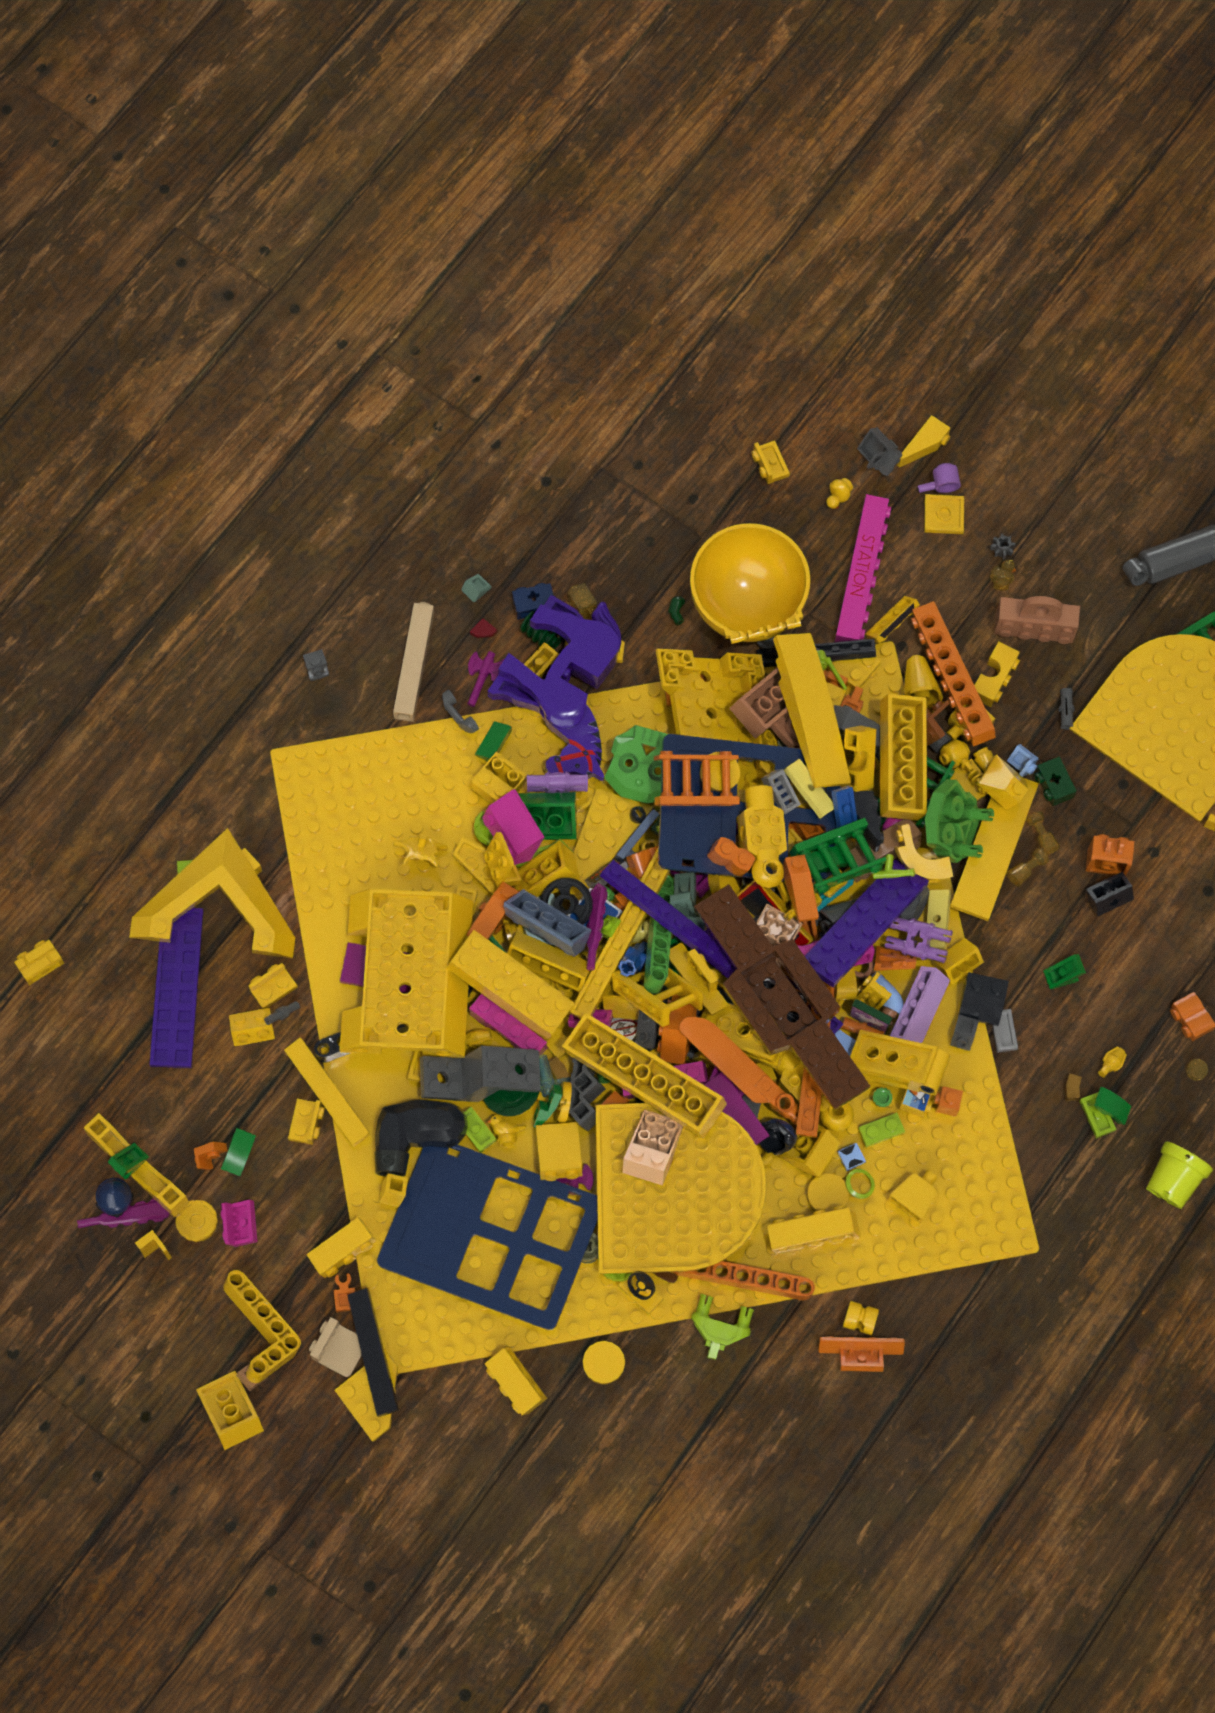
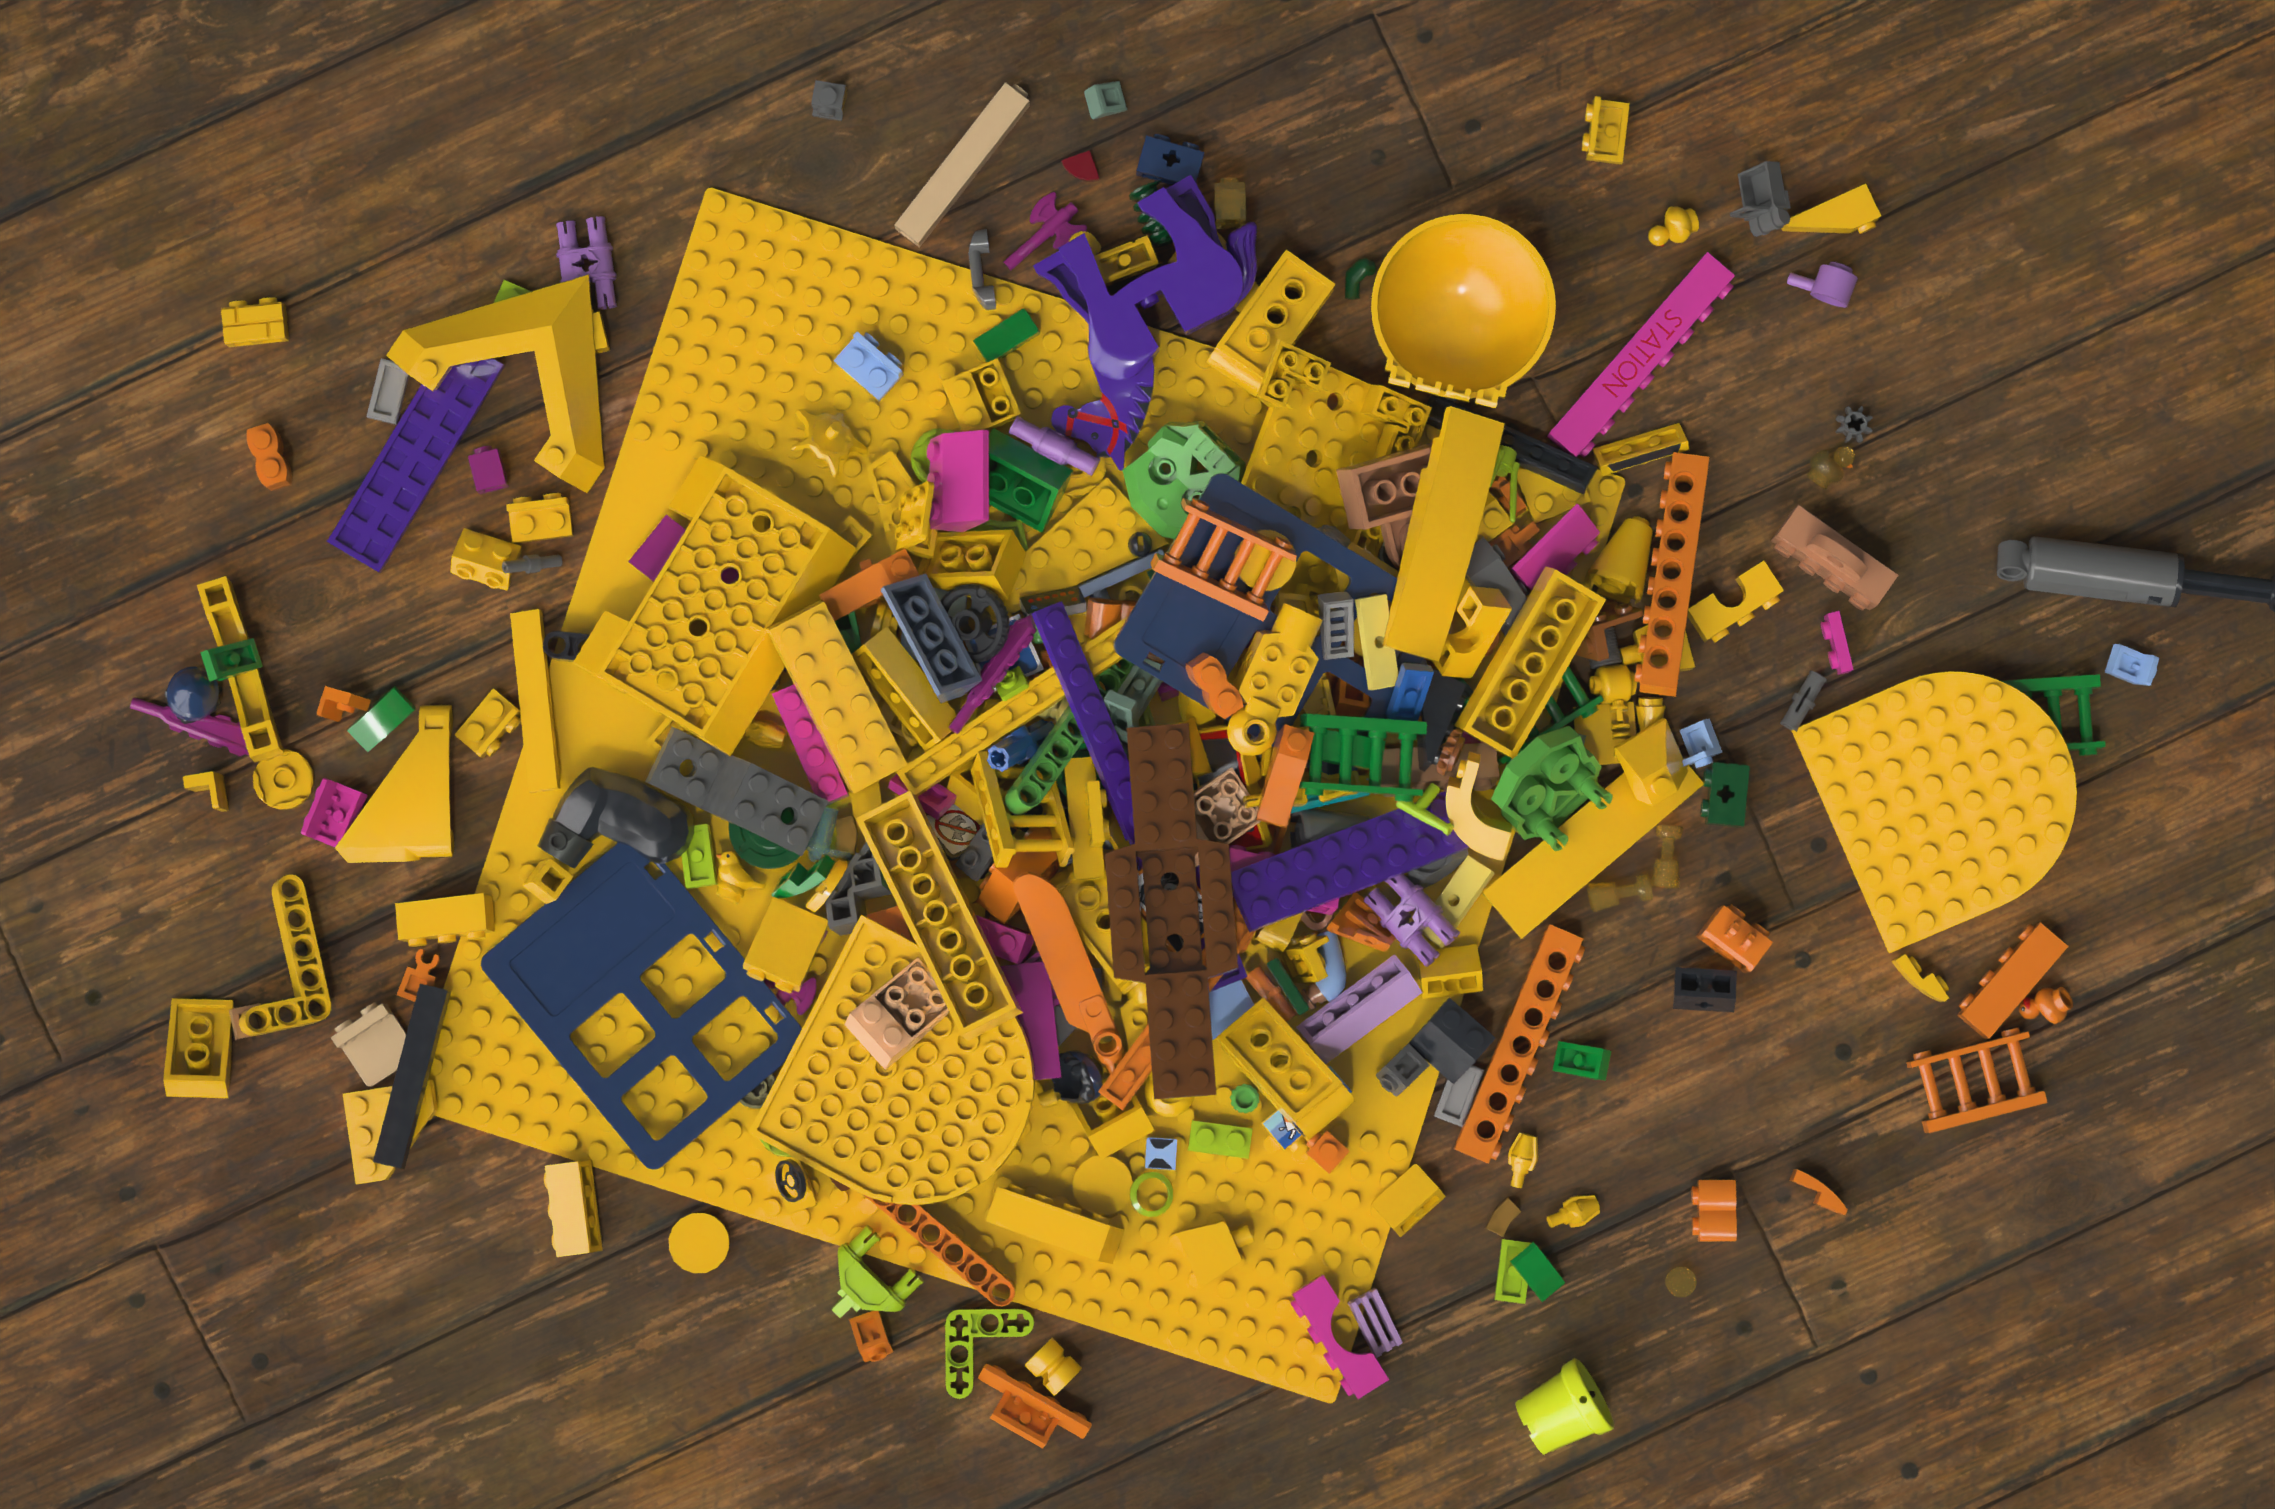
camera: 30 degrees right, 15 degrees up
(91, 1035) = (270, 464): none -> orange brick
(141, 961) = (388, 393): none -> light grey tile
(225, 819) = (597, 252): none -> medium lavender pin
(226, 972) = (488, 470): none -> magenta brick
(285, 1190) = (412, 805): none -> yellow panel
(422, 797) = (869, 365): none -> light blue bracket
(639, 661) = (1251, 339): none -> yellow hinge
(740, 1361) = (871, 1336): none -> orange bracket
(800, 1323) = (975, 1329): none -> lime beam
(882, 682) = (1558, 548): none -> dark pink slope
(887, 827) = (1451, 752): none -> dark orange gear
(944, 514) = (1803, 333): yellow tile -> none
(1012, 1106) = (1408, 1200): none -> yellow panel
(1027, 1053) = (1552, 941): none -> orange brick
(1037, 1186) = (1386, 1345): none -> lavender tile
(1042, 1220) = (1360, 1370): none -> dark pink arch
(1063, 1046) = (1522, 1157): none -> yellow piece
(1066, 666) = (1839, 656): none -> dark pink plate

